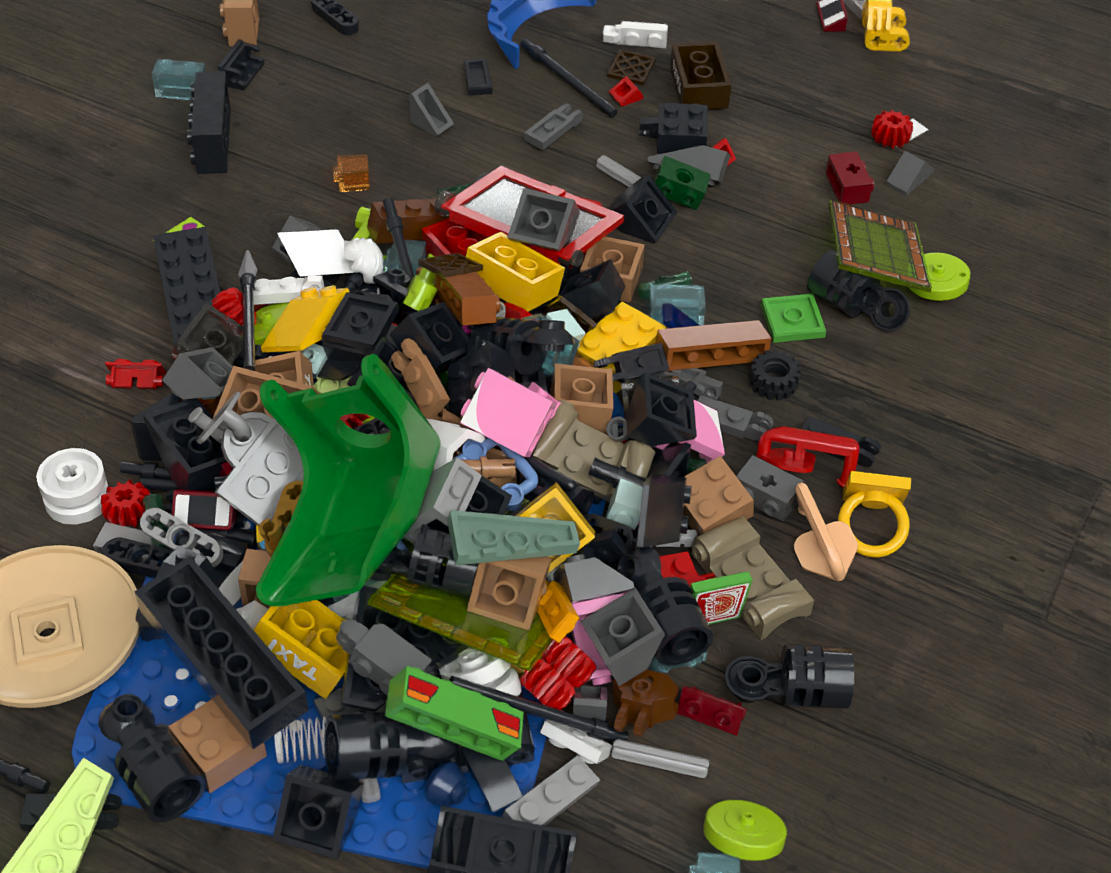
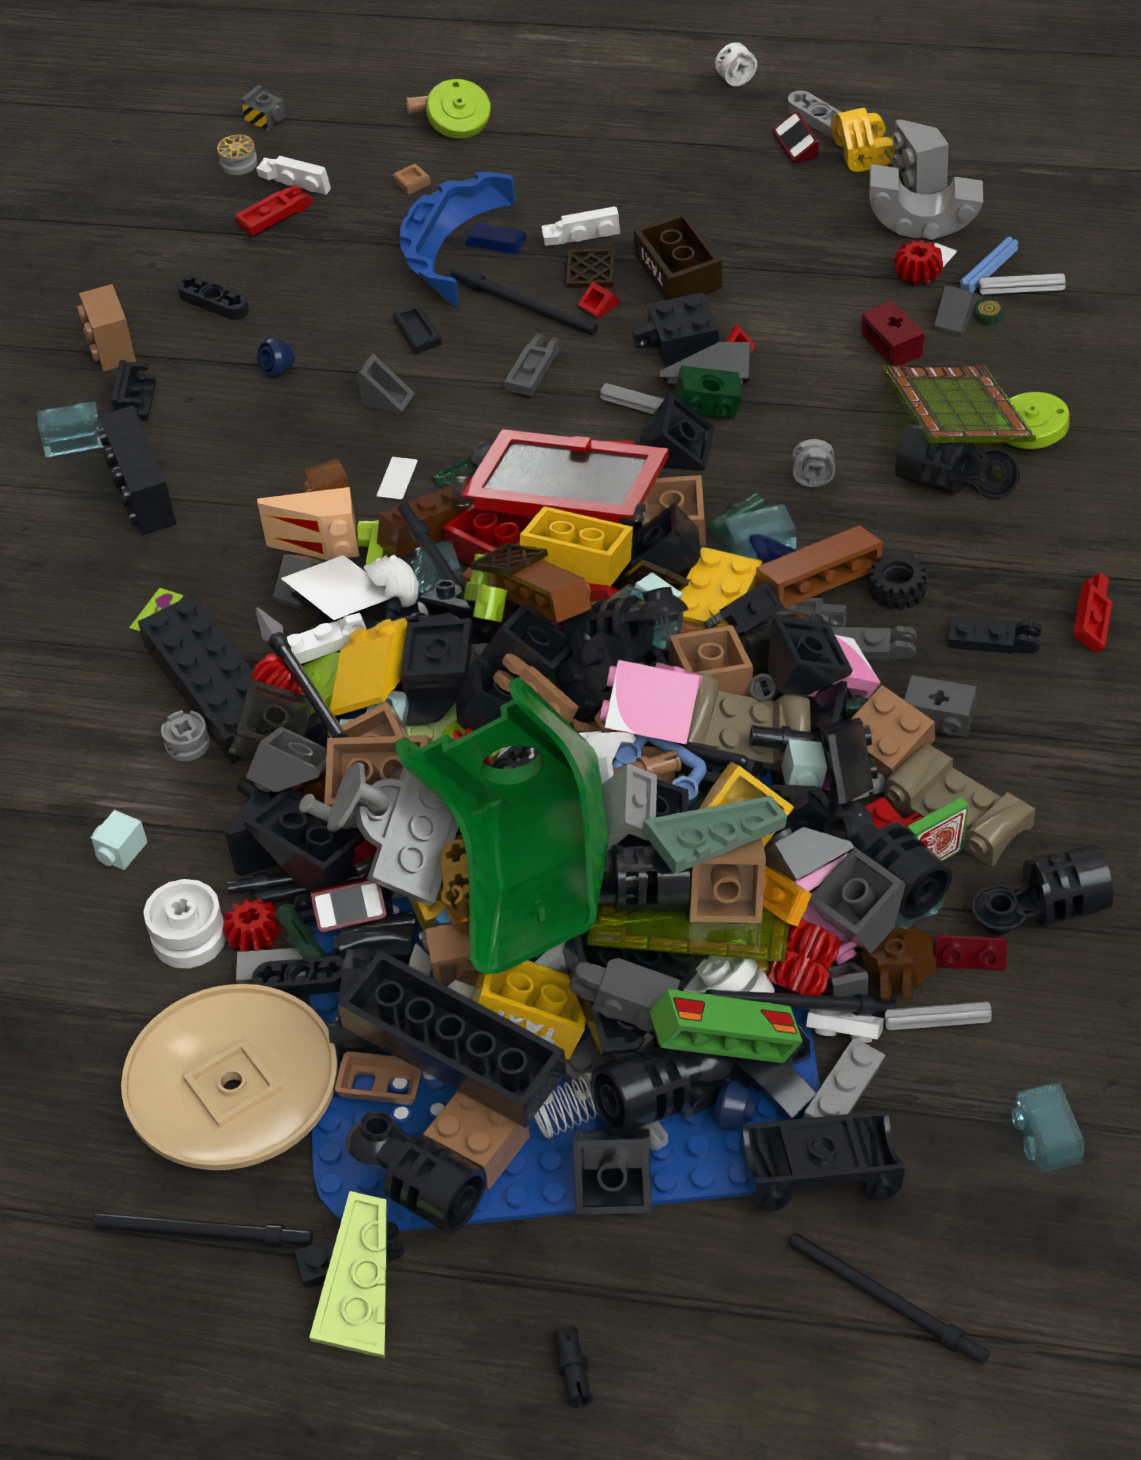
camera: 10 degrees left, 0 degrees up
(57, 403) = (118, 840): none -> light aqua brick
(124, 371) = (200, 778): red hinge -> none
(151, 336) = (185, 736): none -> light grey wheel
(152, 646) = (384, 1070): none -> medium nougat piece
(167, 519) = (319, 925): light grey beam -> none
(324, 198) = (311, 523): none -> light nougat slope
(358, 68) = (275, 357): none -> dark blue cone
(411, 183) = (397, 478): none -> white sticker
(544, 220) = (589, 479): dark grey slope -> none
(568, 26) = (496, 238): none -> clear blue tile
(742, 261) = (814, 463): none -> light grey wheel
(745, 830) = (1054, 1057): lime wheel -> none
(793, 318) = (891, 511): bright green tile -> none
(799, 459) = (967, 666): red piece -> none
(826, 548) = (1026, 750): light nougat piece -> none
(877, 492) = (1057, 677): yellow tile -> none
(909, 93) = (923, 214): none -> light grey brick
(923, 49) = (920, 156): none -> light grey slope
(929, 448) = (1093, 613): none -> red hinge
(935, 182) = (989, 311): none -> clear green tile
(949, 146) = (989, 264): none -> medium blue axle
(971, 168) = (1022, 284): none -> light grey axle

